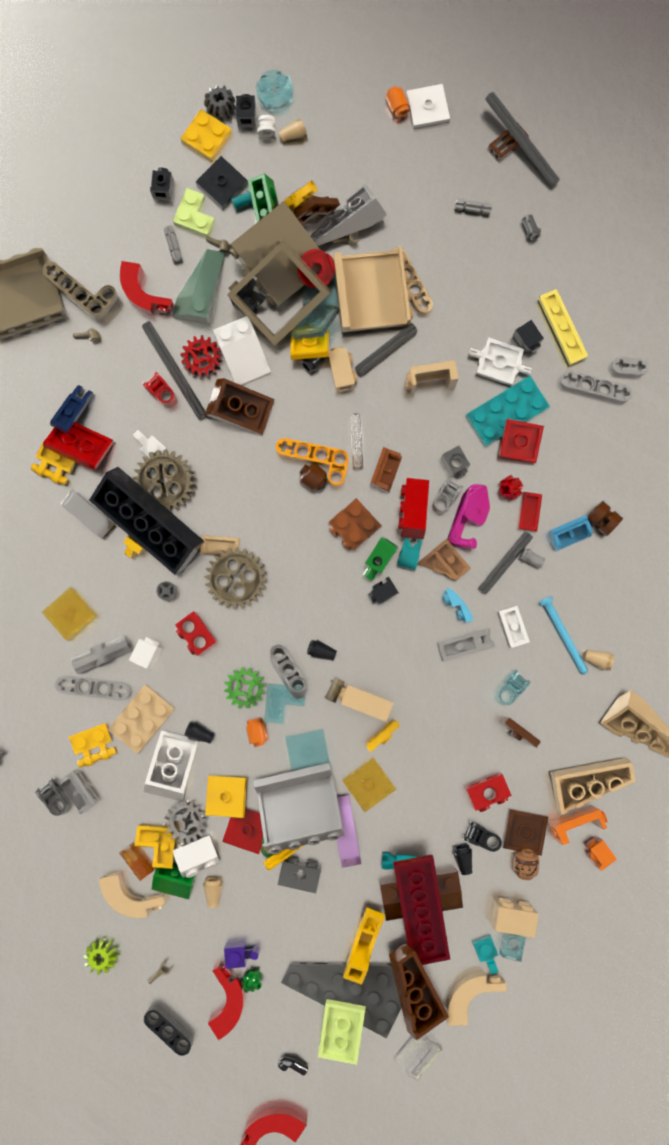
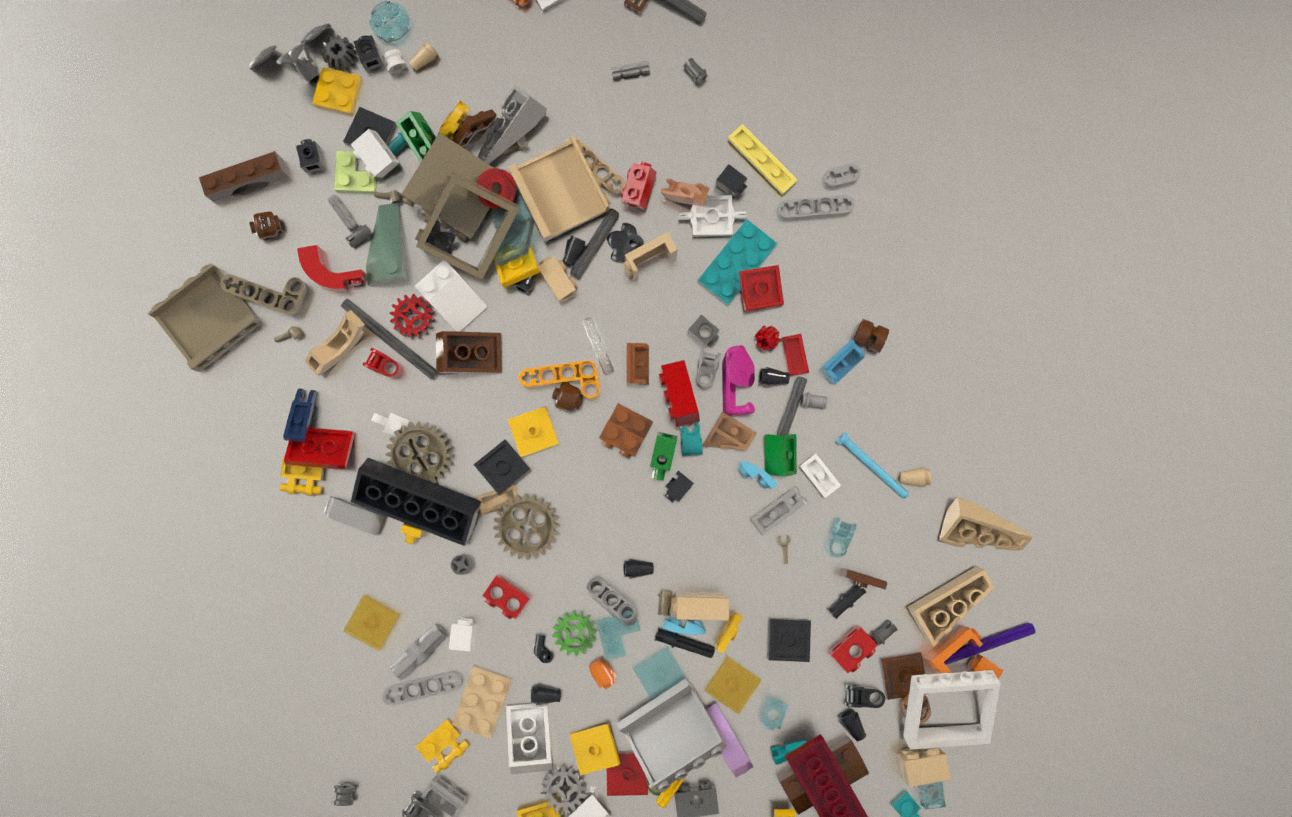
camera: 20 degrees left, 0 degrees up
(77, 180) = (259, 169): none -> reddish brown arch
(100, 231) = (265, 225): none -> reddish brown head
(126, 359) = (337, 345): none -> tan arch
(179, 269) = (359, 235): none -> dark grey pin
(183, 102) = (302, 65): none -> dark grey plant
(209, 692) = (540, 650): none -> black arm
(219, 201) = (374, 153): none -> white brick
(233, 518) = (502, 467): none -> black plate
(271, 496) = (533, 431): none -> yellow plate
(338, 731) = (684, 643): none -> black axle
(349, 720) = (691, 627): none -> medium azure slope
(365, 348) = (573, 249): none -> black cone
(399, 814) = (769, 704): none -> clear light blue brick
(411, 355) = (622, 241): none -> black plate
(434, 763) = (789, 640): none -> black plate
(444, 311) = (639, 185): none -> brick
(458, 680) = (784, 548): none -> dark tan hand
(483, 332) = (685, 193): none -> nougat hinge
(485, 595) = (781, 454): none -> green panel
(497, 747) = (846, 601): none -> black pin
(503, 524) = (771, 377): none -> black cone
(521, 787) = (884, 633): none -> dark grey pin
(552, 901) = (951, 735): none -> white window
(614, 831) = (992, 642): none -> dark purple axle

